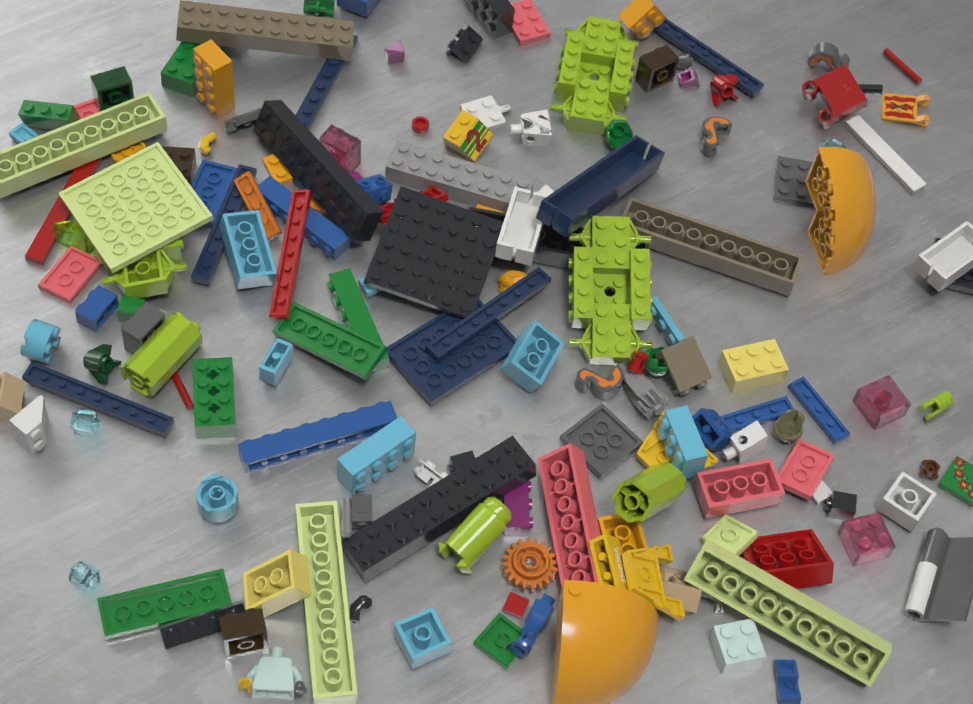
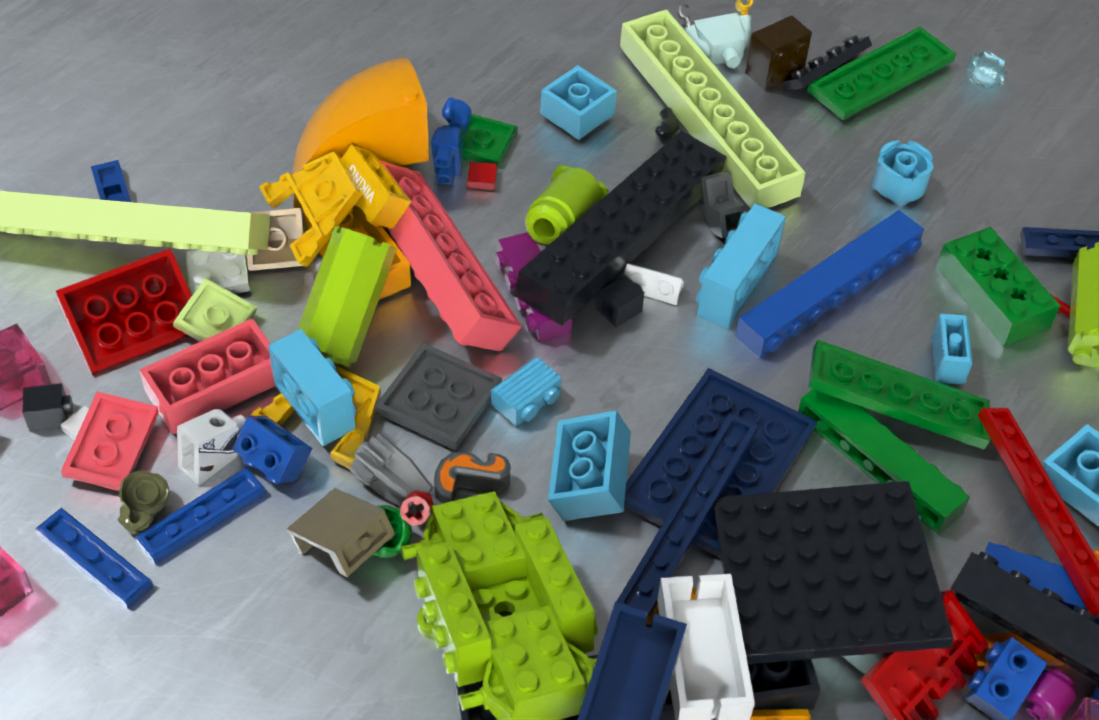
camera: 165 degrees right, 5 degrees down
(277, 582) = (771, 91): light yellow brick -> none
(345, 518) = (729, 164): light grey axle -> none
(515, 565) = (483, 213): orange gear -> none
(547, 424) = (526, 391): none -> medium azure brick
(665, 322) = (391, 615): medium azure plate -> none
(737, 646) = (183, 186): light aqua brick -> none
(753, 366) = (218, 583): light yellow brick -> none

